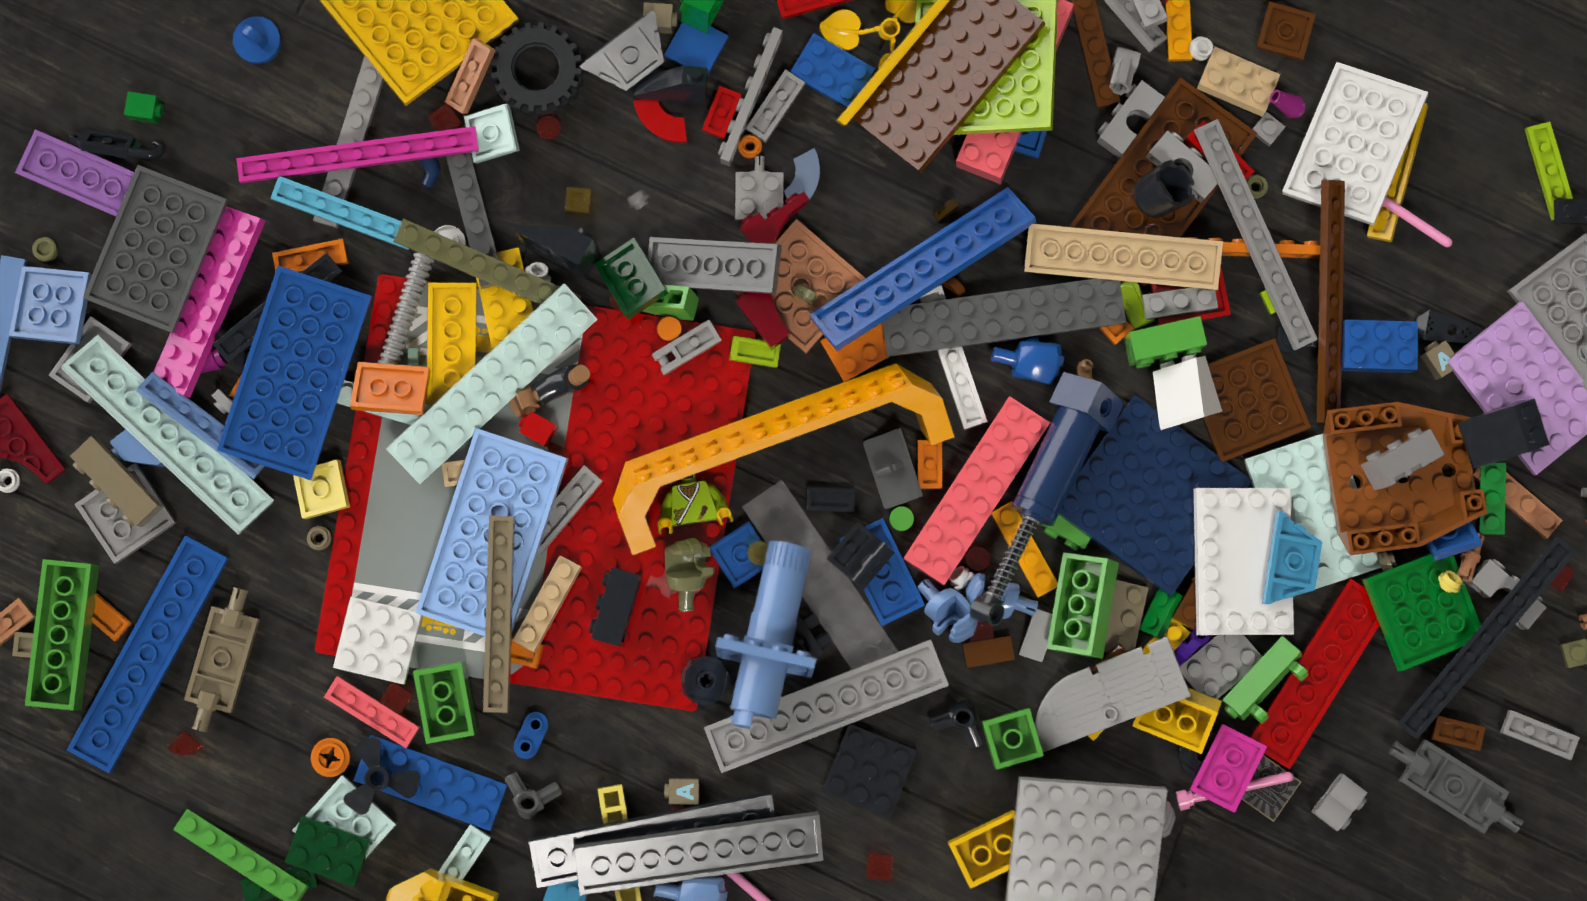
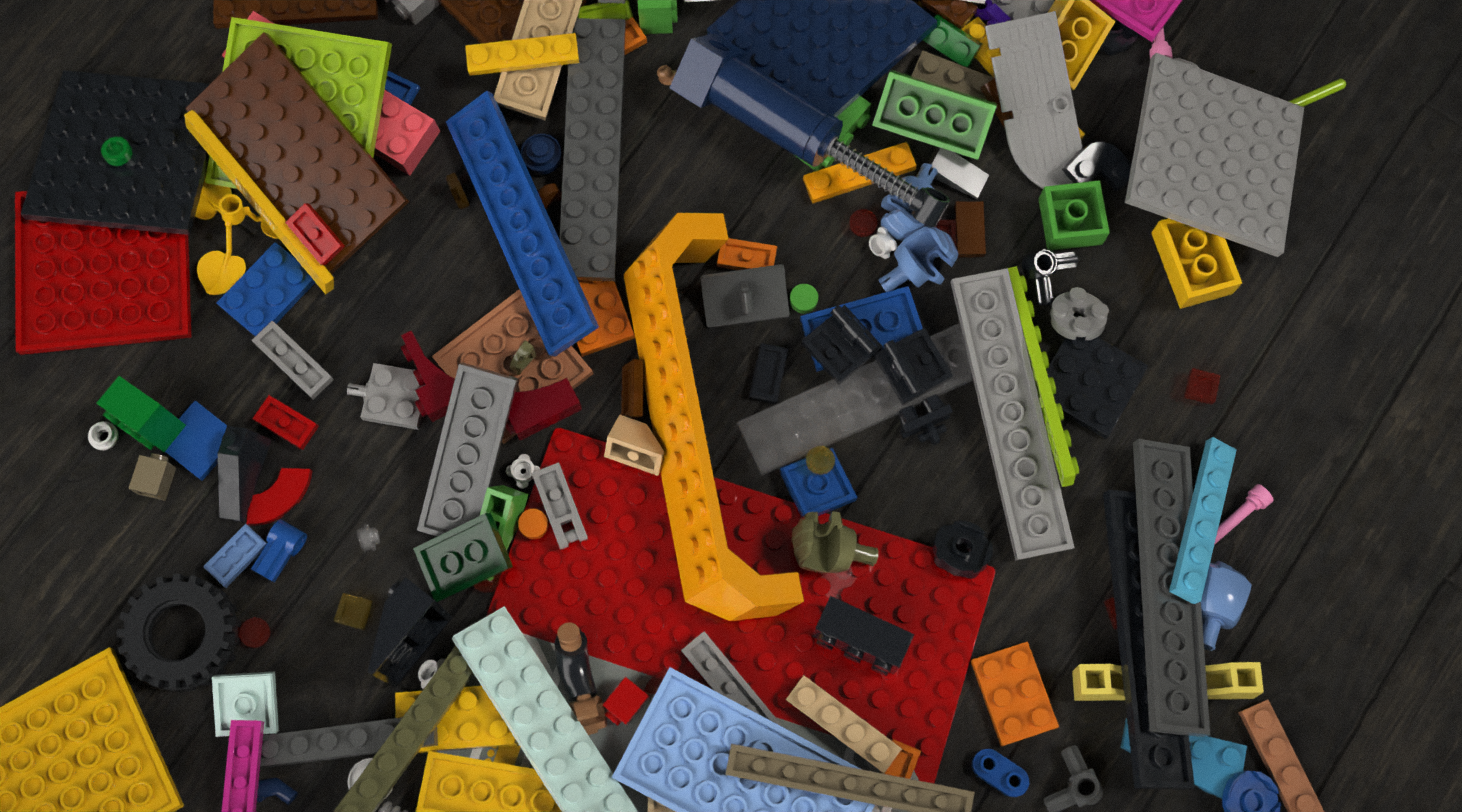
camera: 85 degrees left, 10 degrees down
(444, 119) = (212, 760): clear red plate -> none
(470, 75) = (166, 717): nougat plate -> none
(595, 739) = (1014, 694): none -> orange plate
(607, 98) = (235, 555): none -> medium blue plate
(620, 133) = (282, 543): none -> blue piece
(629, 54) = (187, 516): wing -> none
(682, 790) = (1090, 596): dark tan brick -> none
(692, 504) = (750, 525): lime torso -> none
(713, 306) = (514, 470): none -> white plate
(746, 398) = (634, 445): none -> tan slope
(750, 138) = (327, 392): orange plate -> none
(754, 86) = (283, 392): light grey plate -> none
(754, 352) = (580, 430): lime tile -> none
(759, 876) = (1203, 521): none -> medium azure plate
(768, 646) = (938, 460): medium blue piece -> none
(794, 388) = (632, 389): none -> reddish brown tile
(806, 175) = (382, 339): sand blue tile -> none
(851, 618) = (913, 366): none -> black plate
(852, 729) = (1052, 412): none -> lime plate
(878, 102) = (315, 234): none -> red plate
(936, 757) = (1083, 303): none -> light grey plate
(959, 376) = (653, 207): white plate -> none
(976, 491) = (787, 210): coral brick -> none
(992, 274) = (541, 154): none -> dark blue plate
(1032, 360) = (648, 125): blue piece -> none
(1068, 751) = (1099, 159): none -> black plate
(1073, 240) = (522, 54): none -> yellow plate

